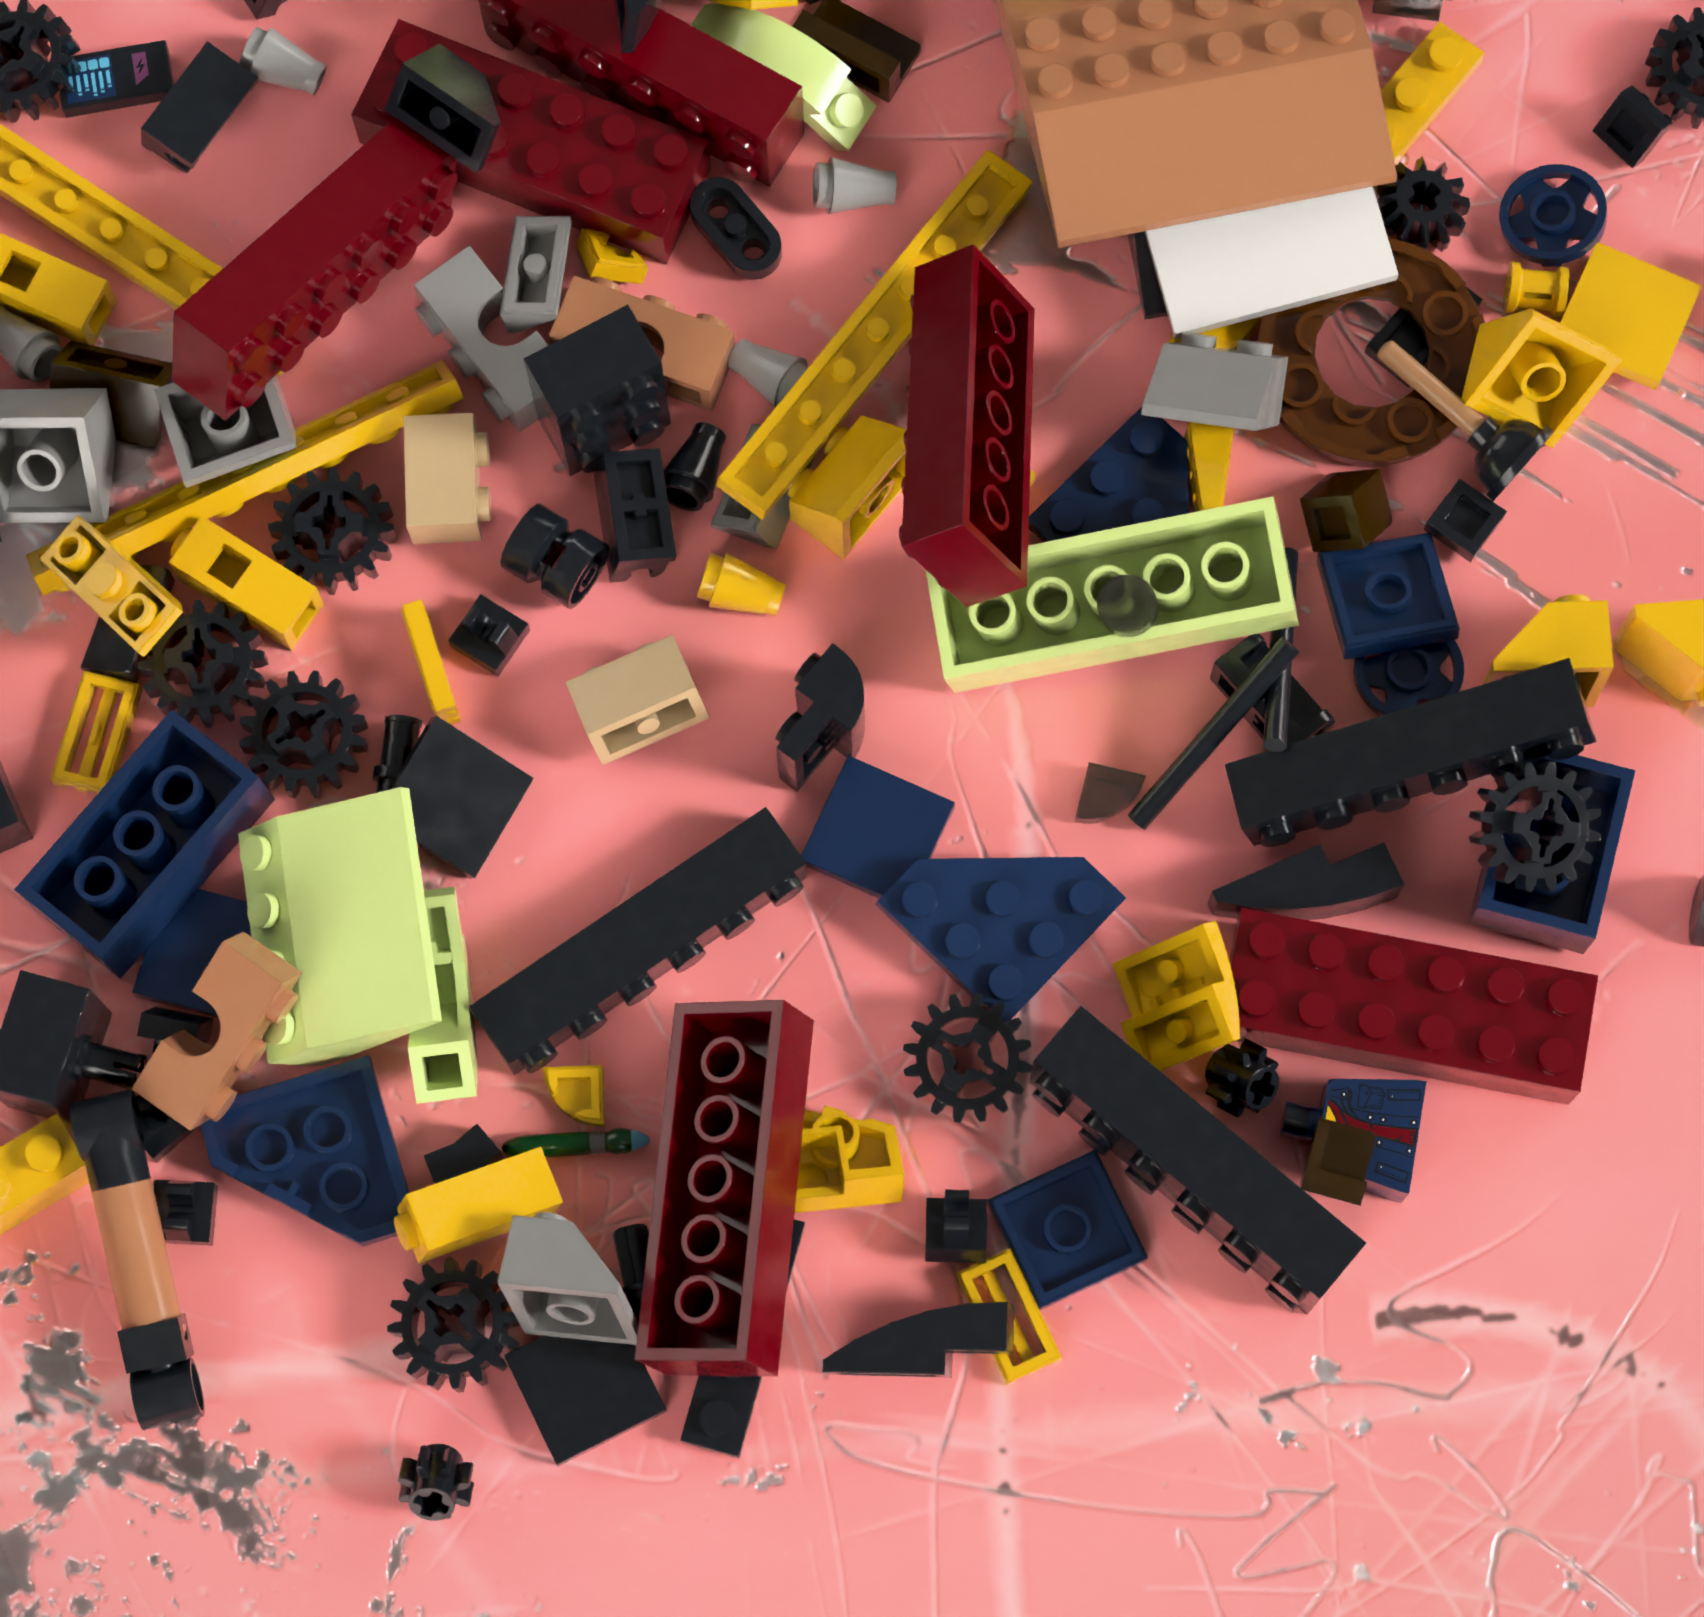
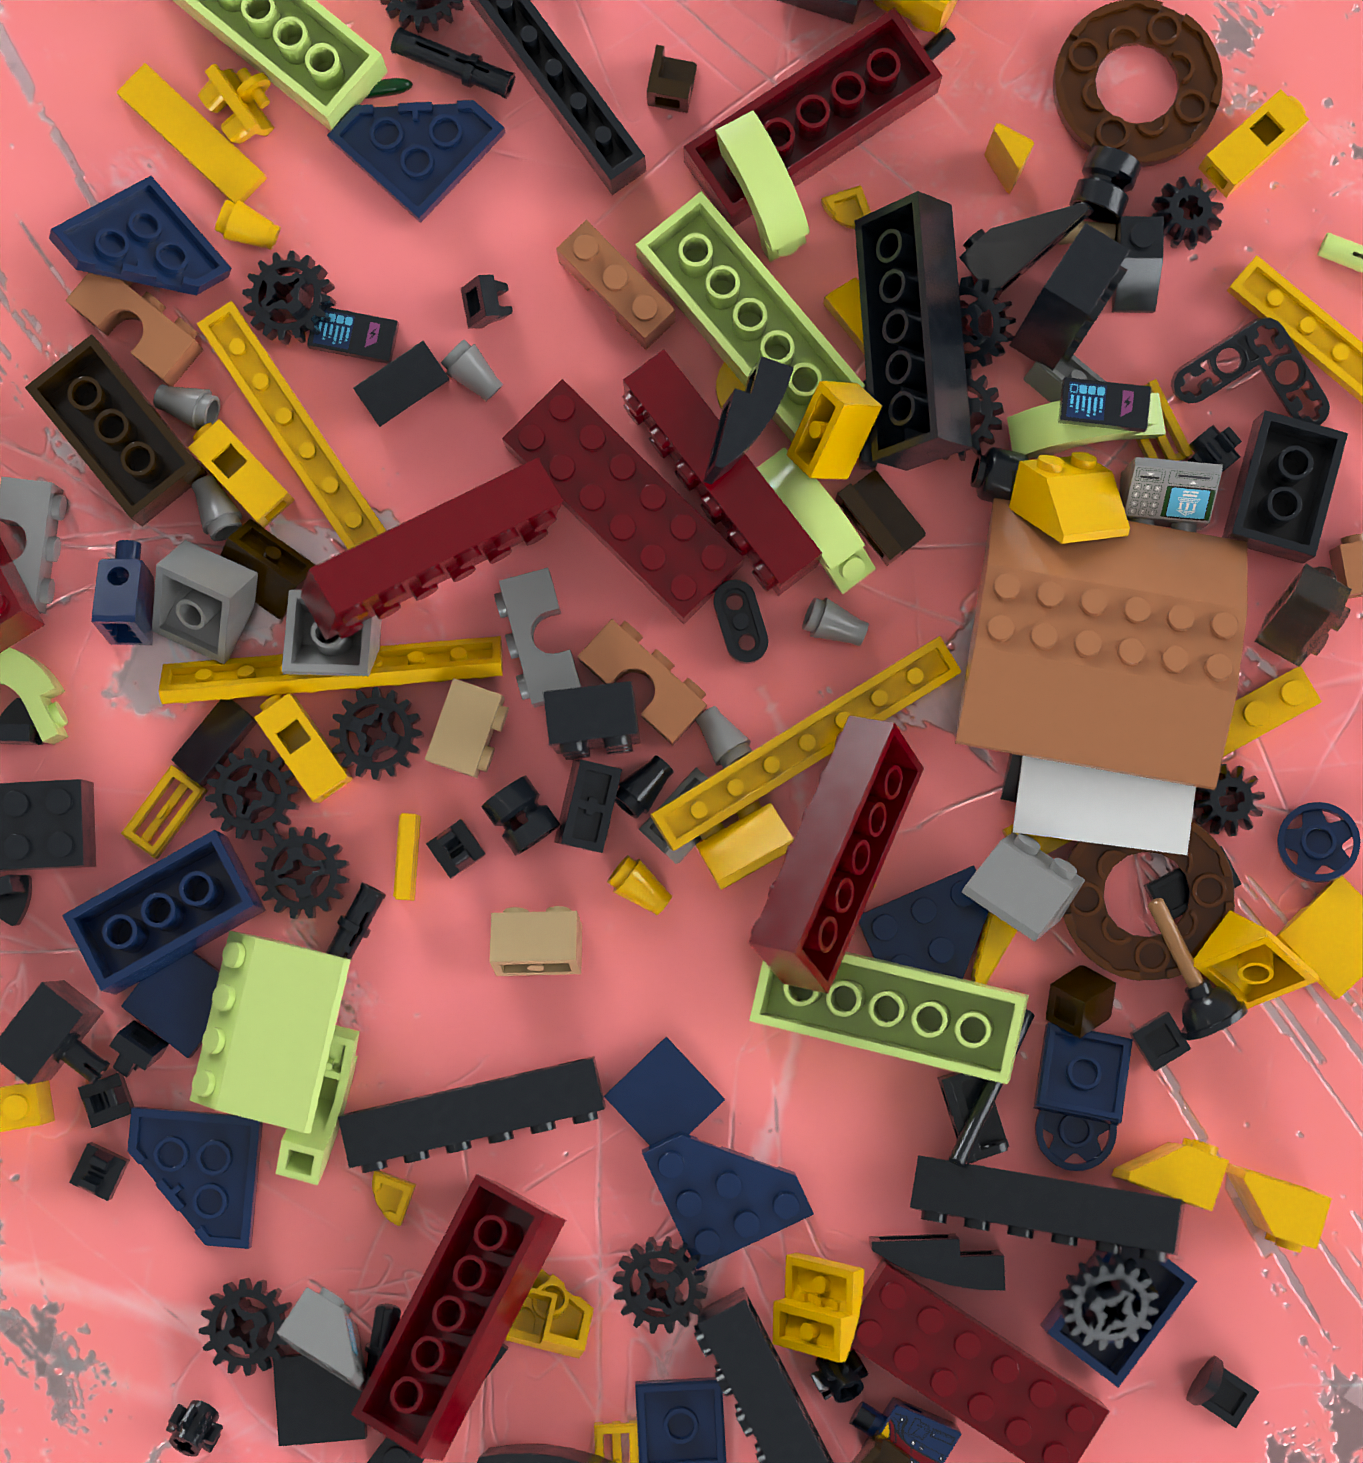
camera: 25 degrees right, 10 degrees up
(112, 585) = (209, 727): yellow slope -> none
(153, 1330) = (48, 1251): black piece -> none
(249, 992) = (183, 1060): nougat arch -> none
(447, 105) = (567, 471): black slope -> none
(459, 795) = (387, 959): black tile -> none
(465, 1155) = (296, 1214): black piece -> none
(475, 1205) = (291, 1255): yellow brick -> none
(534, 271) = (587, 601): light grey slope -> none
(578, 1143) = (404, 1240): dark green piece -> none
(609, 261) = (642, 609): yellow tile -> none
(826, 717) = (668, 1008): black brick -> none
(956, 1228) = (605, 1397): black tile -> none
(1107, 793) = (831, 1133): clear smoke tile -> none
(1127, 605) = (893, 1030): clear smoke tile -> none
(1213, 733) = (920, 1129): black bar -> none
(1536, 289) = (1282, 893): yellow bush -> none

